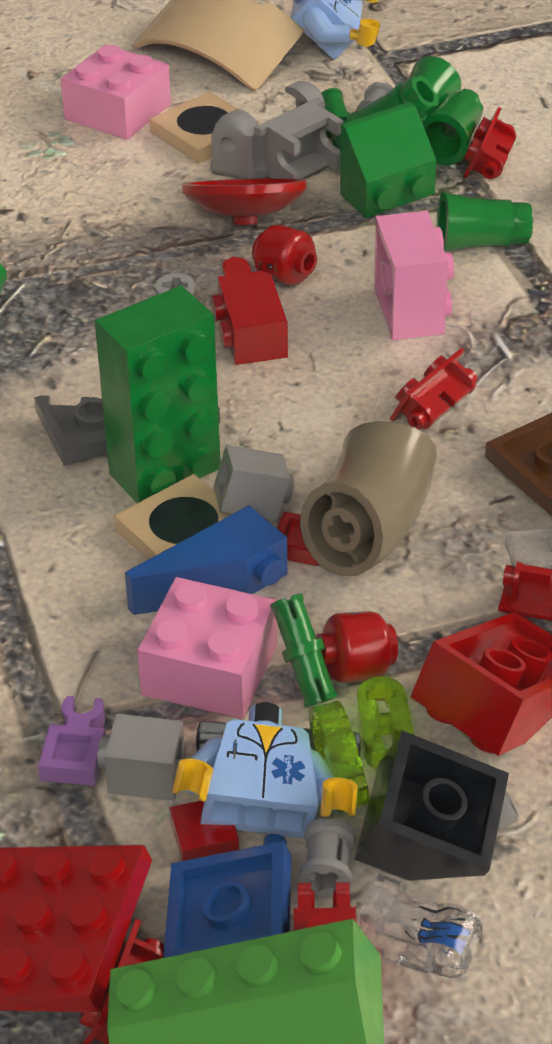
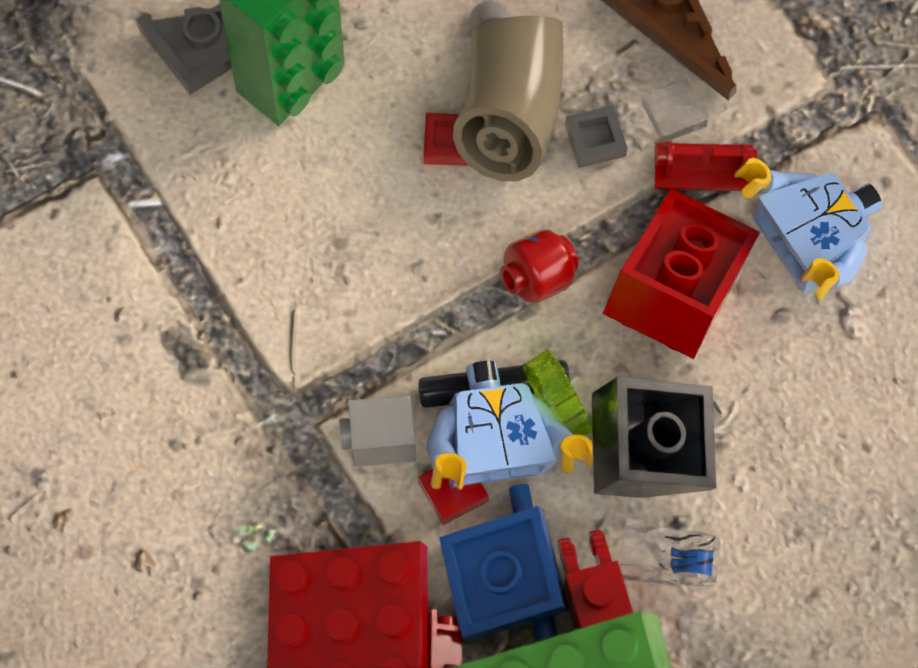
camera: 15 degrees left, 25 degrees up
(73, 748) = (313, 433): medium lavender plate -> none
(169, 516) = (333, 149): tile -> none
(208, 648) = (404, 297): bright pink brick -> none
(233, 554) = (381, 196): blue slope -> none
(253, 480) = (390, 91): light grey brick -> none
(303, 650) = (495, 287): green pin -> none
(326, 855) = (571, 500): light grey bush -> none
(375, 724) = (593, 336): clear neon green beam -> none
(448, 556) = (596, 136): none -> dark grey plate

